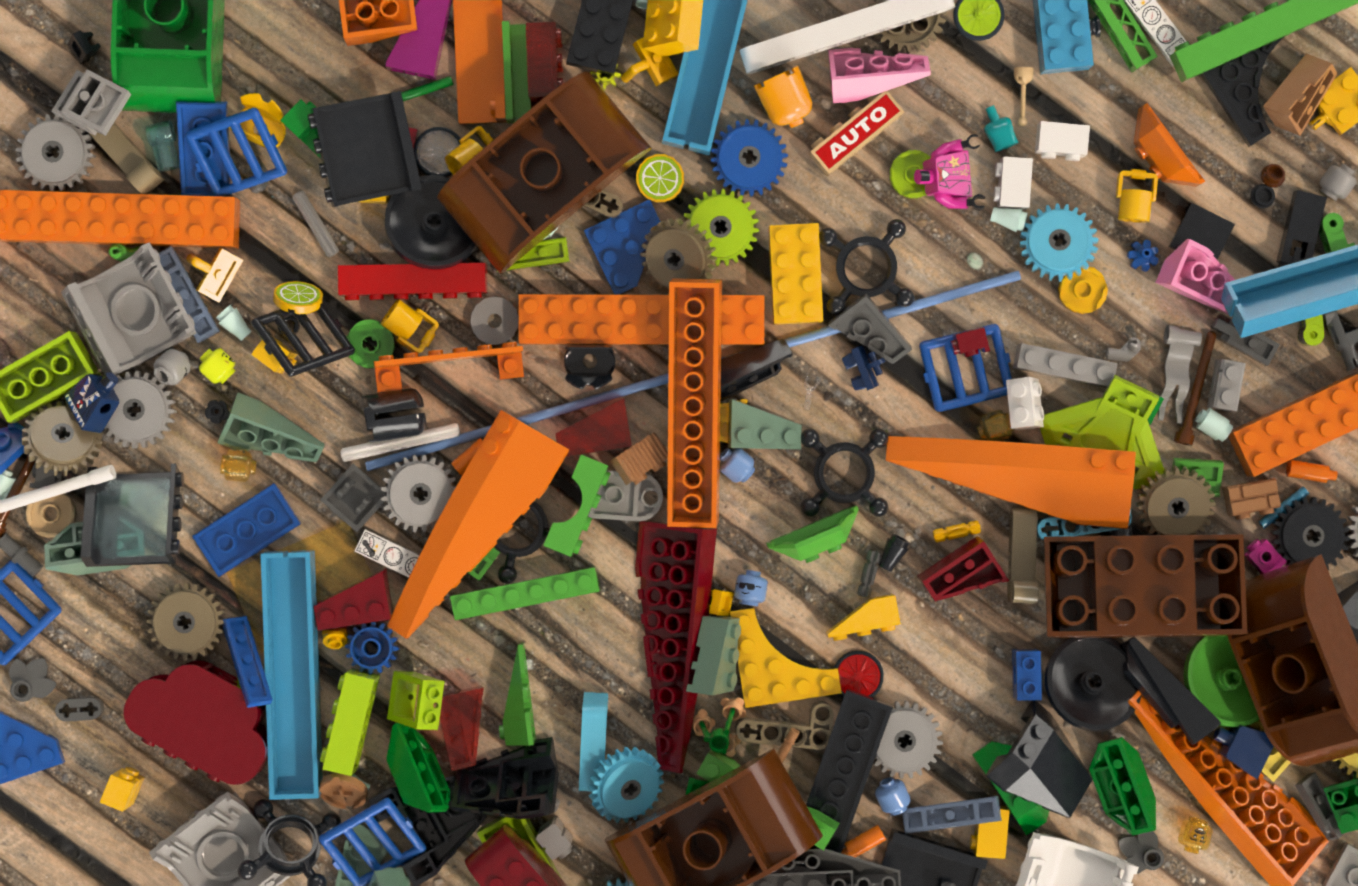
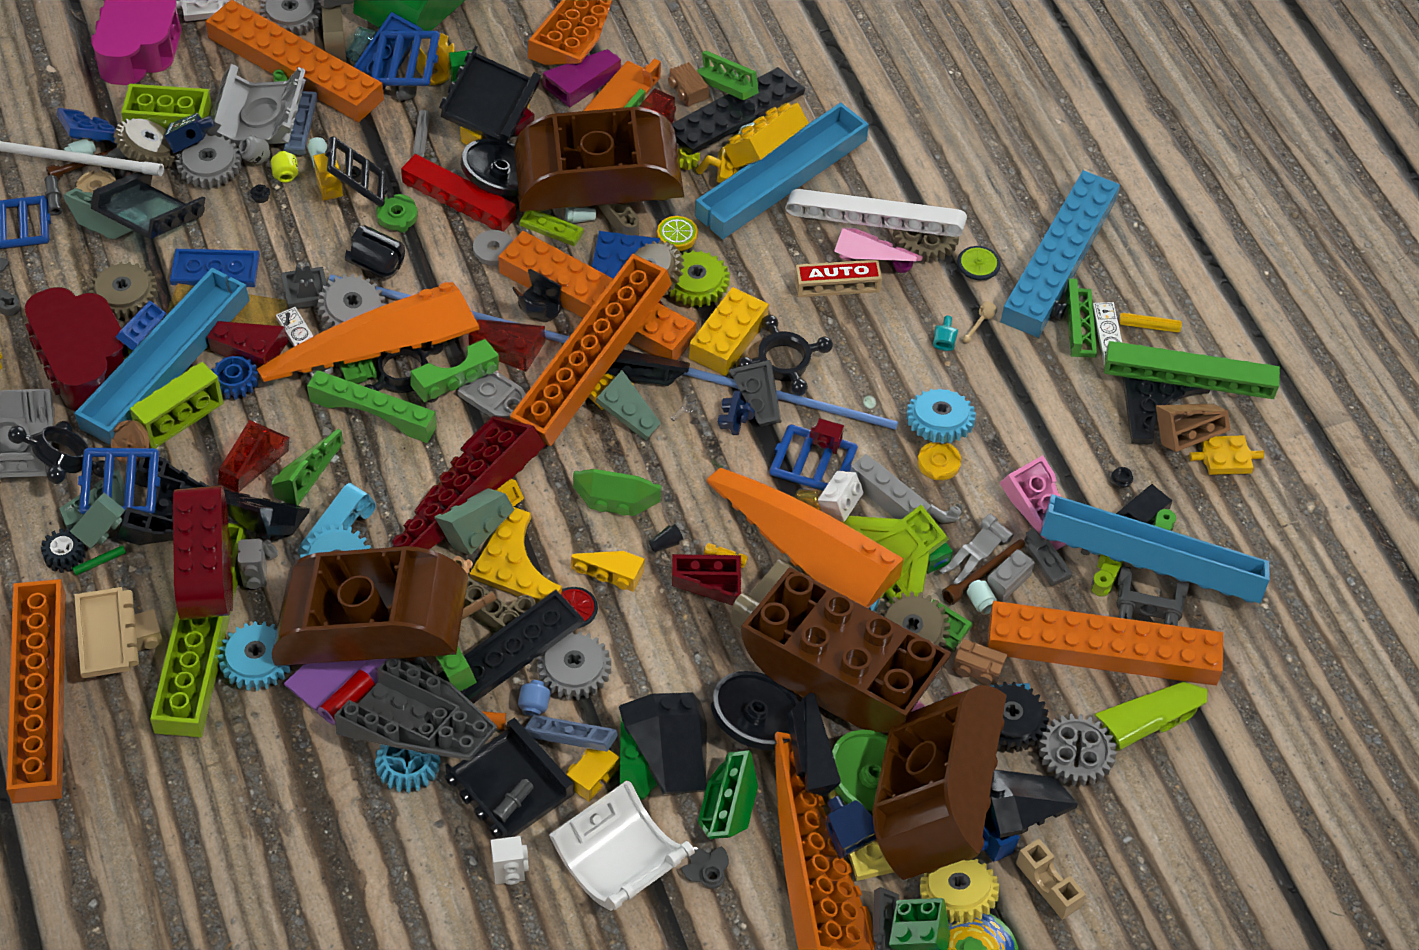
camera: 30 degrees right, 35 degrees down
(217, 274) = (332, 122): plate -> none
(237, 465) = (244, 226): clear yellow head -> none
(261, 428) = (280, 217): sand green wedge -> none
(298, 296) = (373, 157): tile -> none
(335, 637) = (211, 357): yellow plate -> none
(403, 700) = (234, 415): lime window -> none
(404, 321) = (432, 210): yellow piece -> none
(416, 770) = (195, 455): green wedge -> none
(427, 88) = (556, 105): green piece -> none
(427, 436) = (381, 281): white axle -> none
(508, 359) = (450, 239): orange bracket -> none
(640, 459) = (522, 369): medium nougat brick -> none
(736, 464) = (592, 417): medium blue head -> none
(750, 588) = (538, 497): medium blue head -> none
(764, 149) = (749, 251): blue gear -> none
(785, 98) = (802, 226): light orange cylinder -> none
(811, 439) = (677, 487): black piece -> none
(869, 573) = (638, 541): dark grey axle -> none
(902, 174) = (862, 326): lime tile -> none
(948, 175) = (888, 330): dark pink torso -> none
(1010, 218) = (913, 384): light aqua cone -> none
(1013, 183) = (933, 366): white brick -> none
(1026, 674) = (707, 675): blue brick -> none
(1062, 140) = (988, 360): white brick -> none
(1134, 203) = (1019, 421): yellow piece -> none
(1139, 256) = (1002, 464): blue plant -> none
(1162, 152) = (1061, 409): orange wedge -> none
(1195, 834) = (762, 878): clear yellow head -> none
(1203, 228) = (1067, 475): black tile -> none
(1273, 175) = (1138, 467): reddish brown plate -> none
(1310, 471) = (1040, 674): orange cylinder -> none
(1338, 182) = (1188, 497): light grey head -> none

